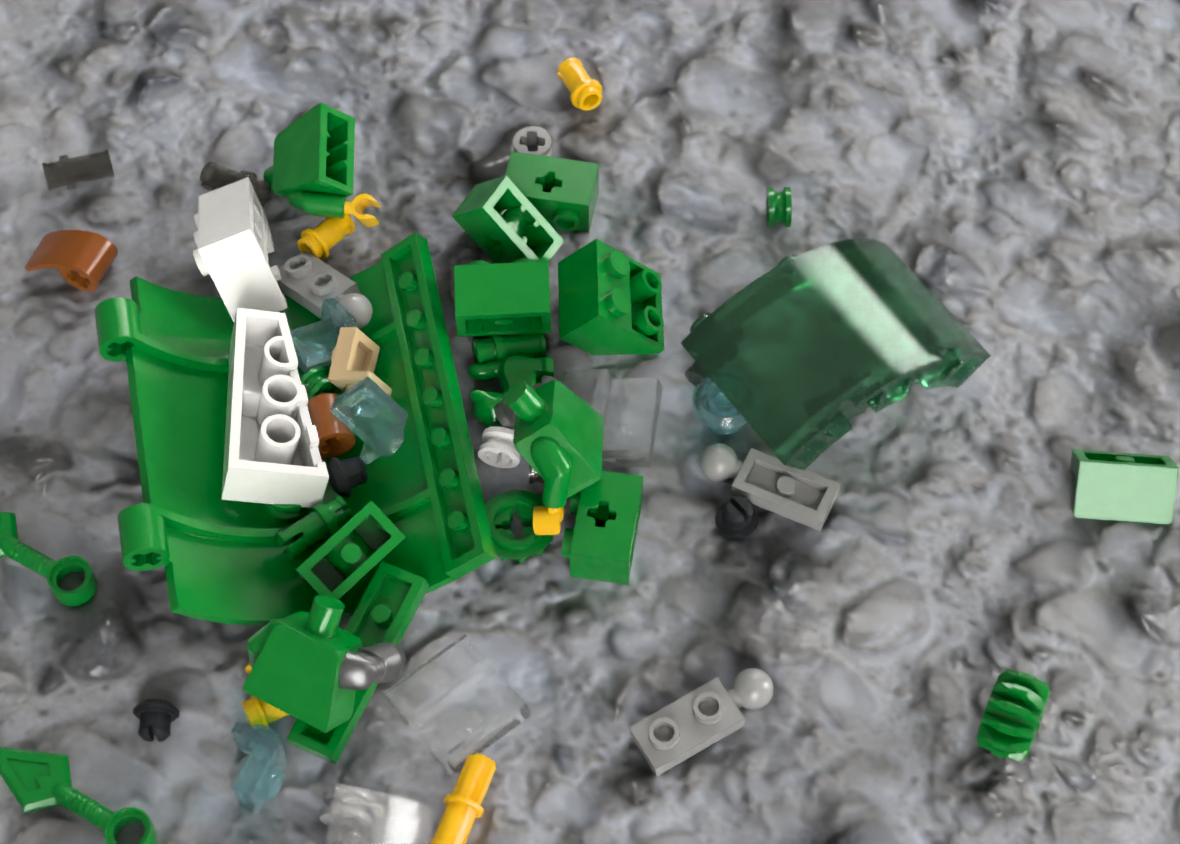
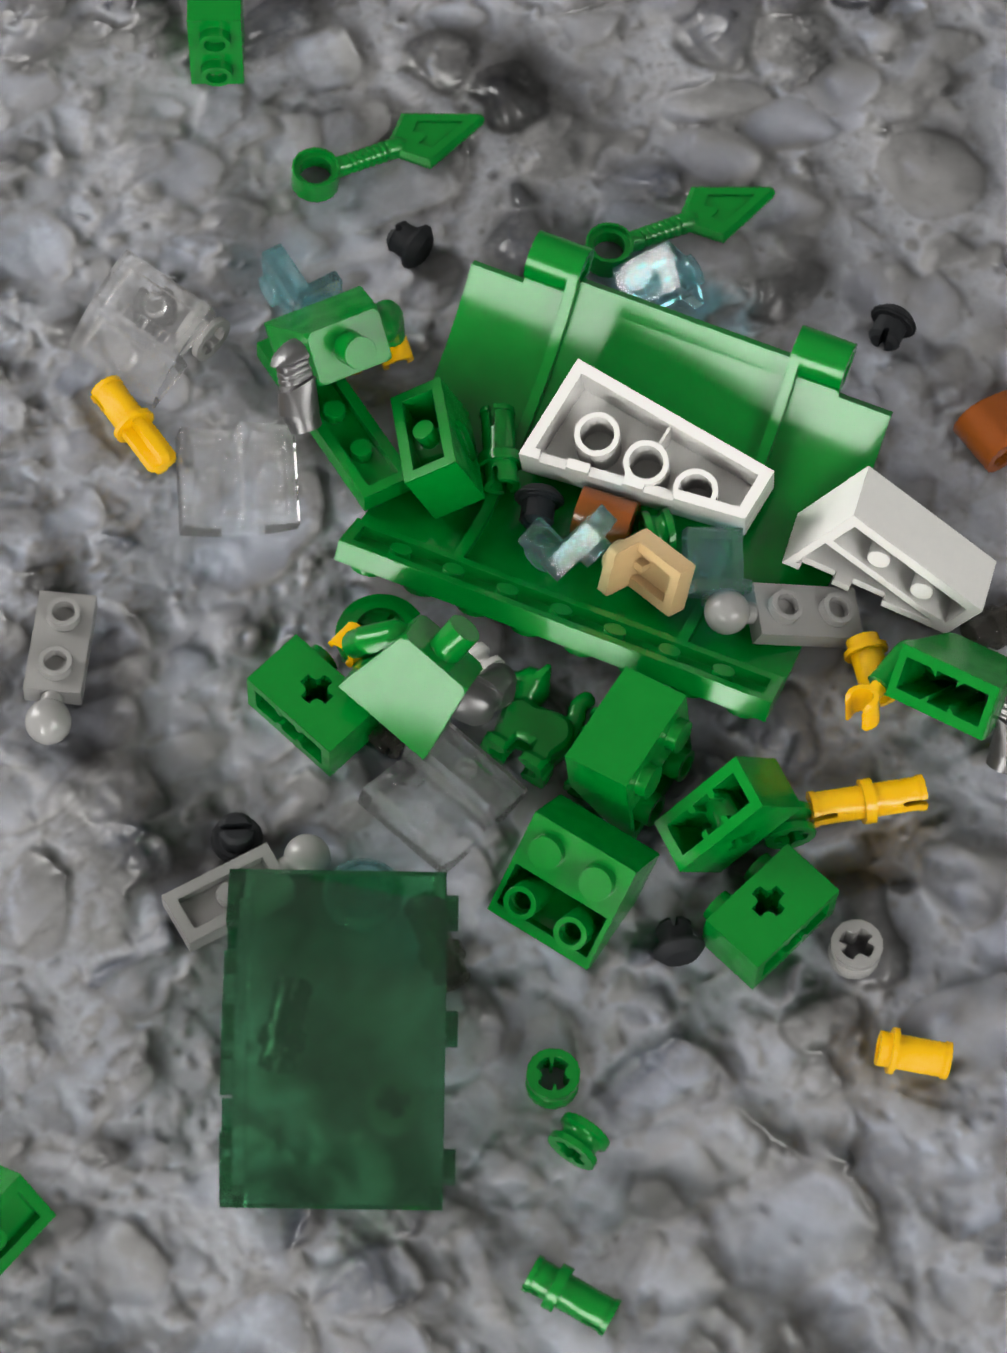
camera: 120 degrees right, 5 degrees up
(29, 367) = (890, 326): none -> black piece
(84, 526) = (662, 276): none -> clear light blue bracket
(424, 187) = (868, 800): none -> yellow pin
(606, 230) = (677, 943): none -> black piece
(744, 260) = (548, 1059): none -> green bush
(873, 166) = (570, 1294): none -> green pin

